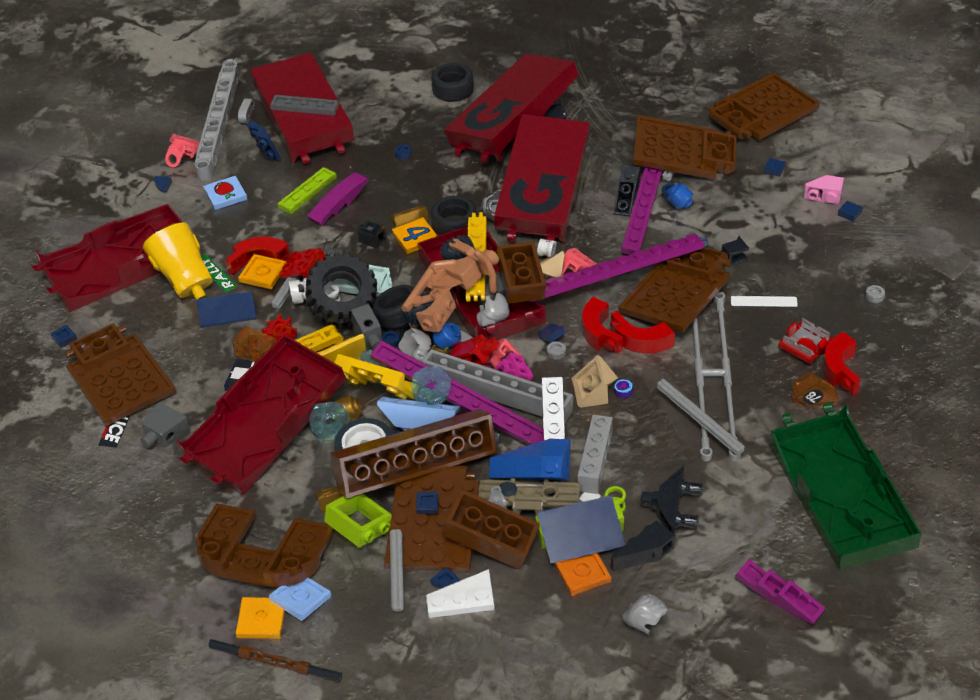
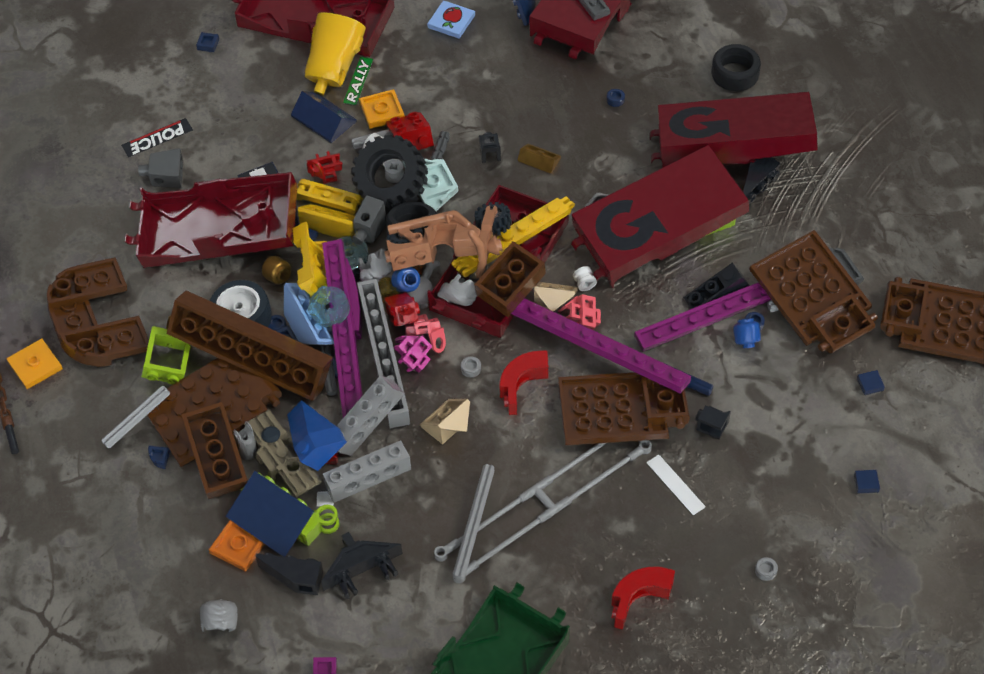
camera: 50 degrees right, 10 degrees up
(116, 373) = (194, 101): reddish brown plate -> none
(252, 343) = (293, 160): clear orange brick -> none
(262, 246) = (402, 84): red arch -> none
(300, 598) = (69, 375): light blue tile -> none
(307, 190) = (505, 68): lime tile -> none
(324, 411) = (247, 258): clear light blue plate -> none
(339, 196) = (516, 94): magenta slope -> none
(391, 338) = (379, 242): dark blue tile -> none
(413, 233) = (519, 176): light orange tile -> none
(427, 503) = (212, 390): dark blue tile -> none
(451, 206) = (561, 173): black tyre -> none
(465, 596) = (151, 480): white wing -> none
(551, 332) = (485, 349): dark blue tile -> none
(623, 388) = (467, 444): dark purple tile -> none
(643, 340) = (538, 426): red arch -> none
(805, 341) = (644, 547): piece -> none
(814, 390) = (584, 593): clear orange slope -> none
(825, 189) = (874, 443): bright pink slope -> none

